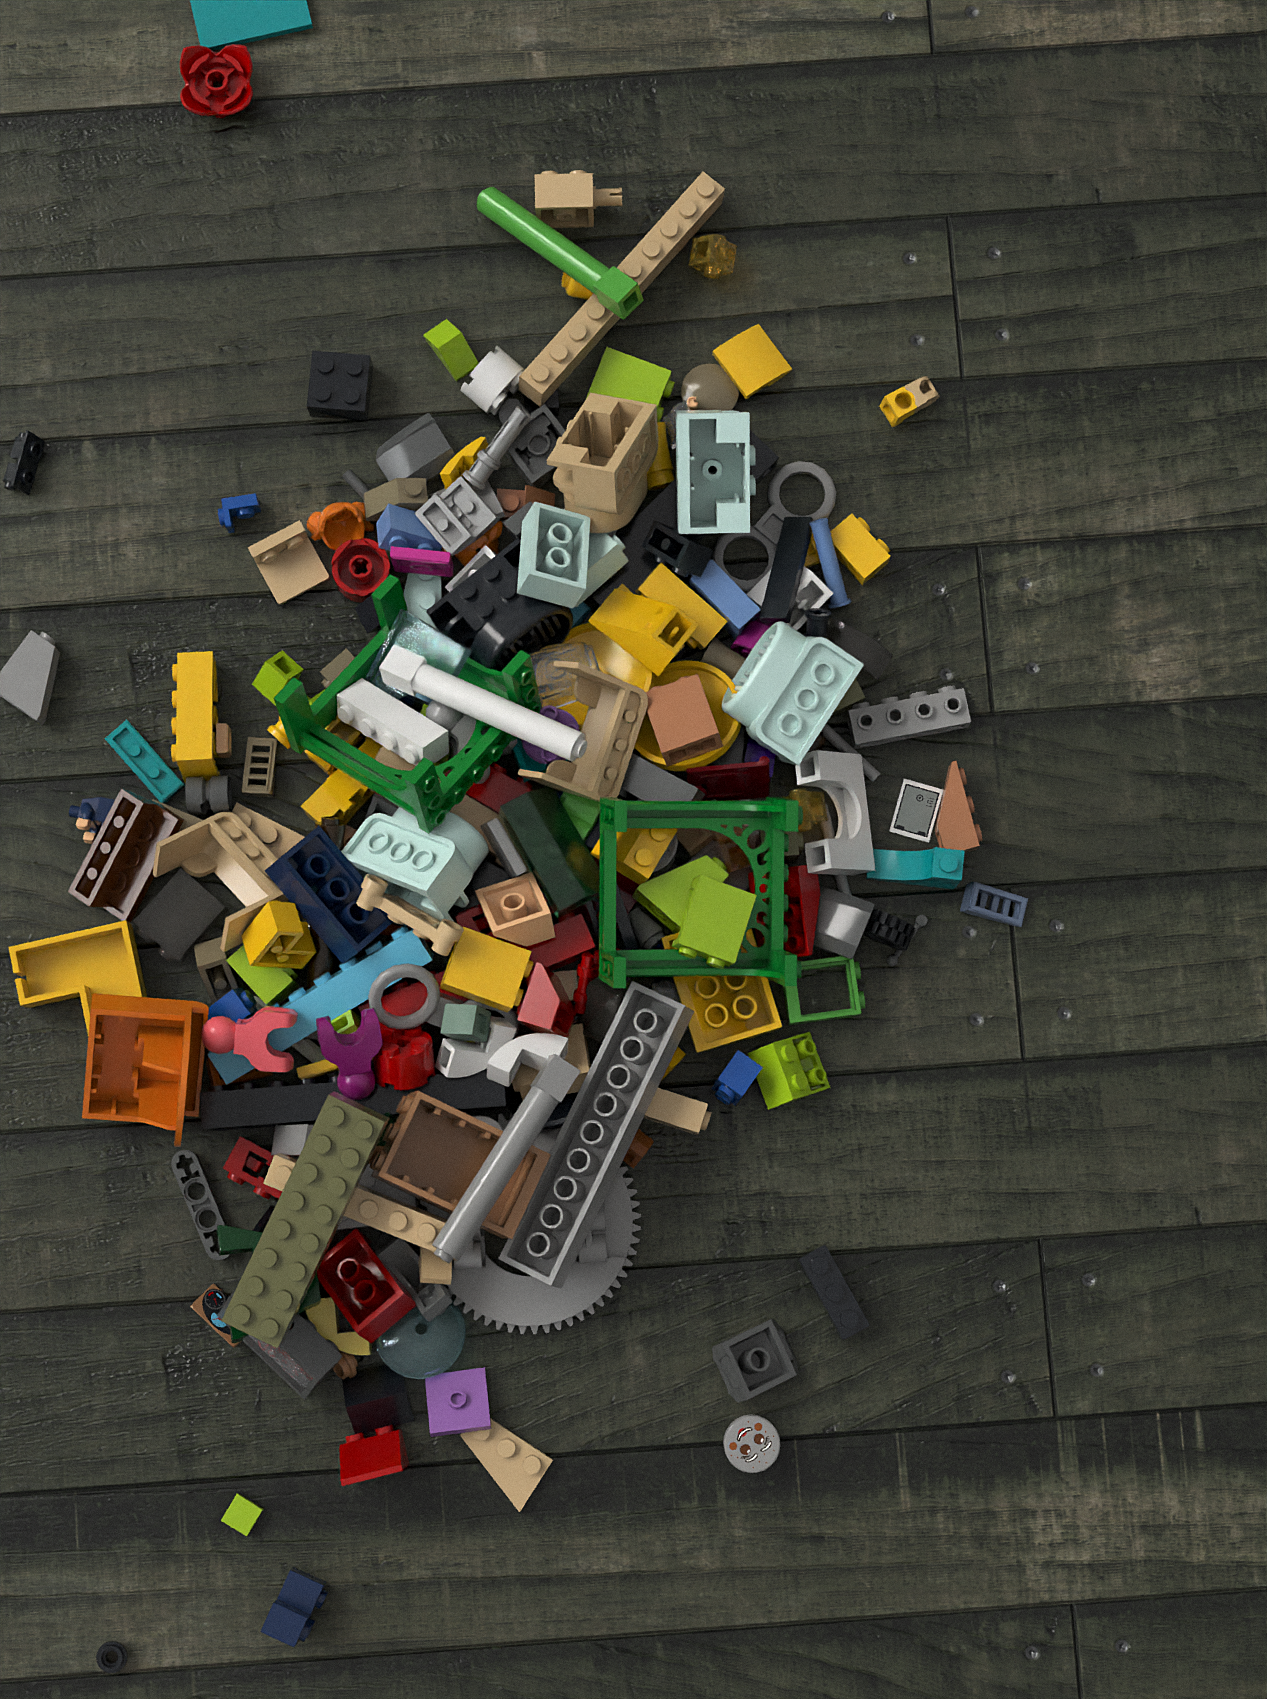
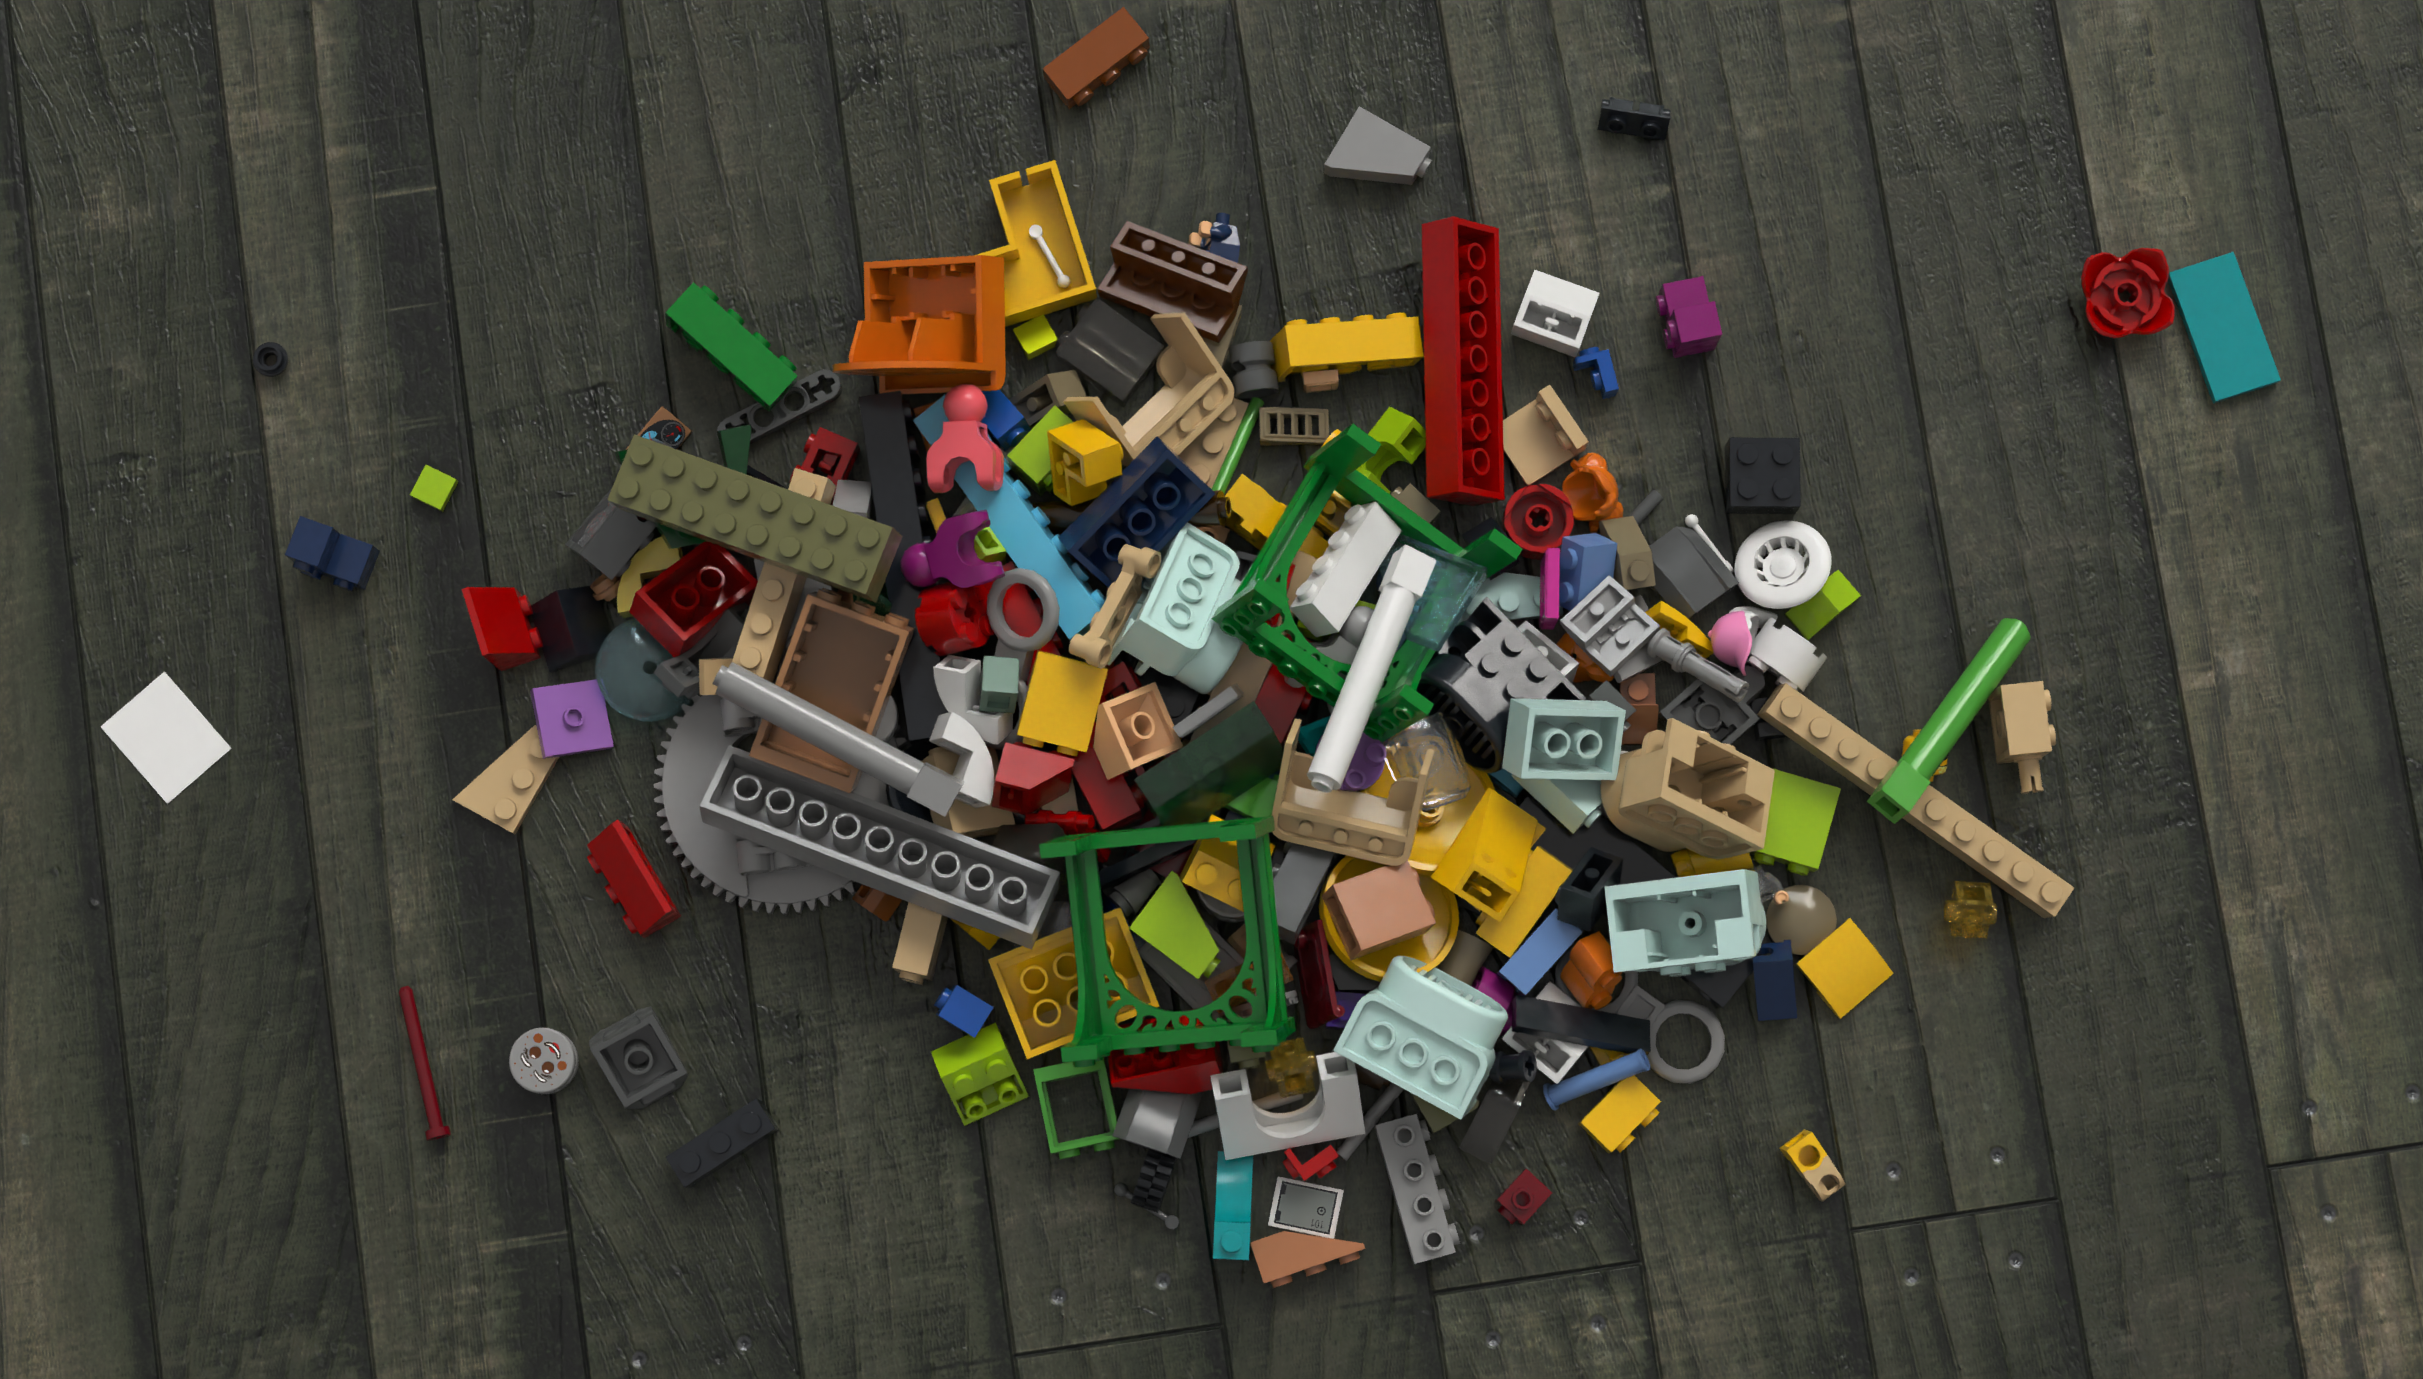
camera: 90 degrees right, 0 degrees up
(69, 971) = (1036, 233): none -> white hinge
(144, 762) = (1289, 294): teal tile -> none
(144, 1239) = (731, 345): none -> green wedge
(160, 979) = (1035, 337): none -> neon yellow slope
(185, 541) = (1555, 313): none -> white slope
(200, 432) = (1689, 317): none -> magenta brick
(219, 618) = (1462, 362): none -> red brick
(272, 813) = (1238, 445): none -> bright green bar
(371, 448) = (1692, 522): none -> white hinge
(417, 376) = (1784, 569): none -> white wheel
(475, 418) = (1734, 634): none -> bright pink hair
(603, 1357) = (631, 880): none -> red slope
(714, 922) = (1136, 963): lime panel -> none
(743, 556) = (1590, 972): none -> orange brick
(747, 1550) = (422, 1066): none -> dark red bar
(764, 411) = (1775, 982): none -> dark blue hinge
(882, 794) = (1319, 1164): none -> red bracket
(921, 632) = (1522, 1198): none -> dark red brick
(970, 897) = (1200, 1278): sand blue slope -> none

